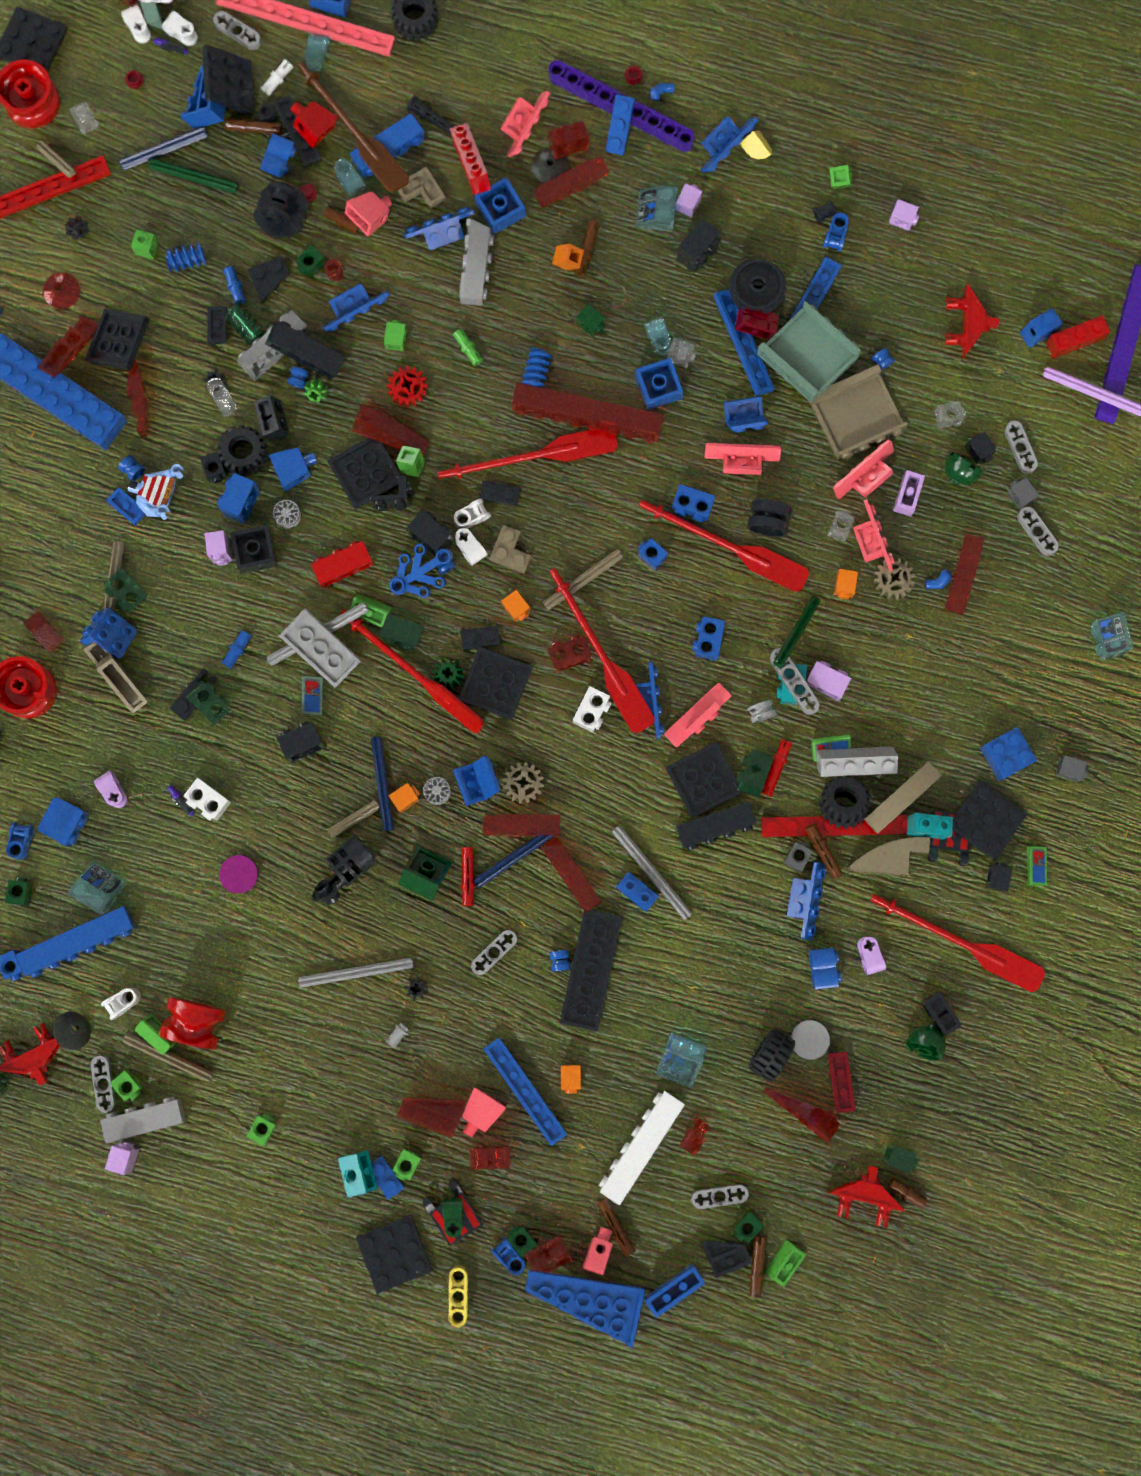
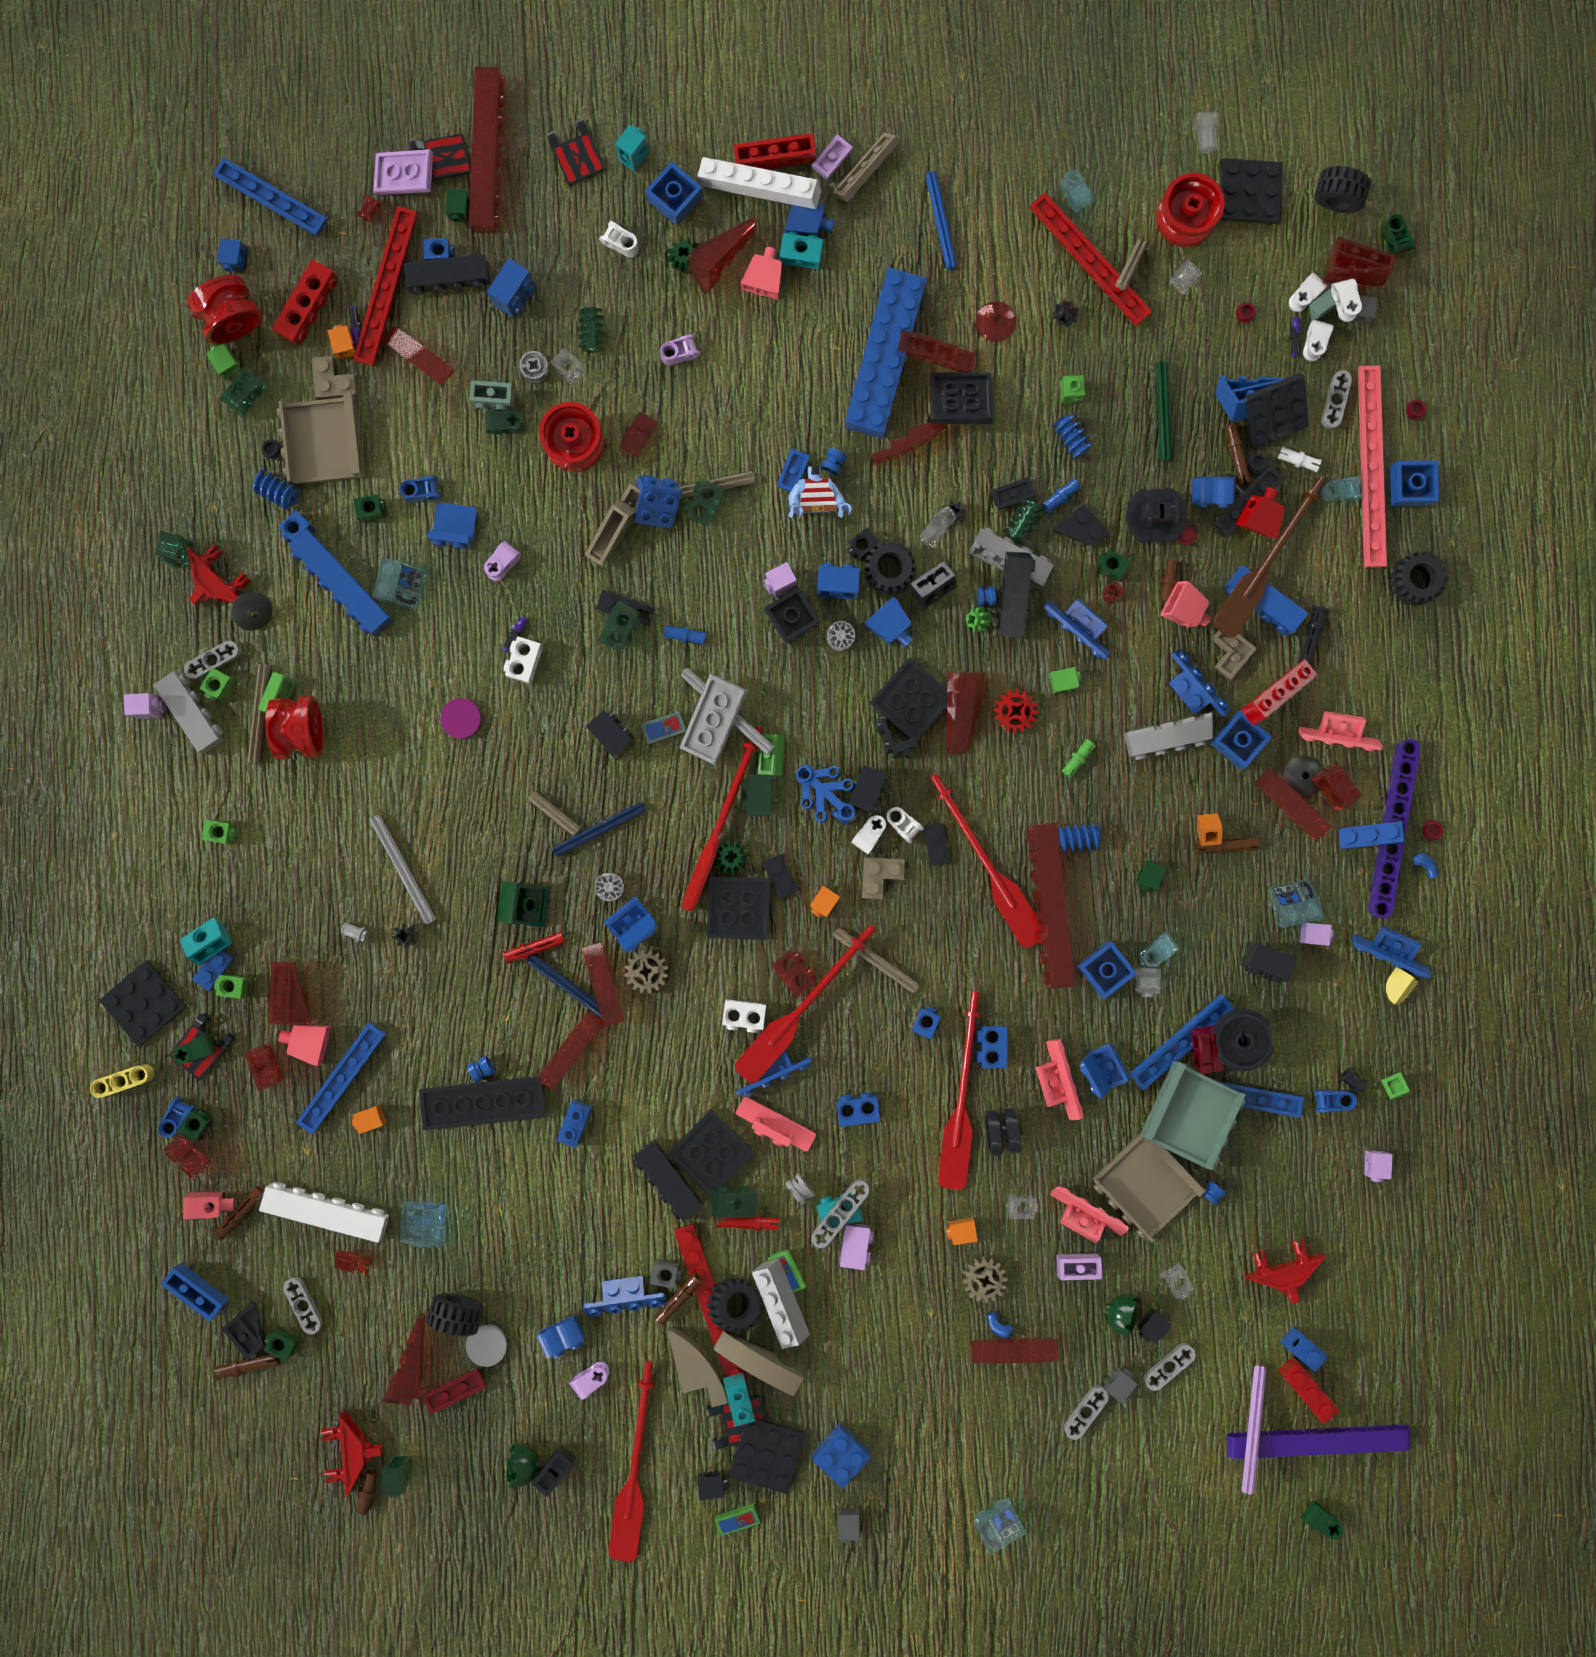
camera: 70 degrees right, 5 degrees up
(118, 1003) = (294, 647): white piece -> none
(163, 148) = (1182, 369): axle -> none
(341, 564) = (808, 709): red brick -> none
(344, 870) = (502, 824): black cylinder -> none
(350, 179) = (1214, 575): clear light blue piece -> none
(405, 797) = (592, 857): orange brick -> none
(410, 461) = (937, 742): bright green brick -> none
(479, 958) = (479, 1011): light grey beam -> none
(598, 1303) = (157, 1219): blue wing -> none
(652, 873) = (600, 1131): light grey axle -> none
(785, 1263) = (259, 1391): bright green slope -> none
(796, 632) = (892, 1199): dark green axle -> none
(870, 540) = (1017, 1242): coral bracket -> none

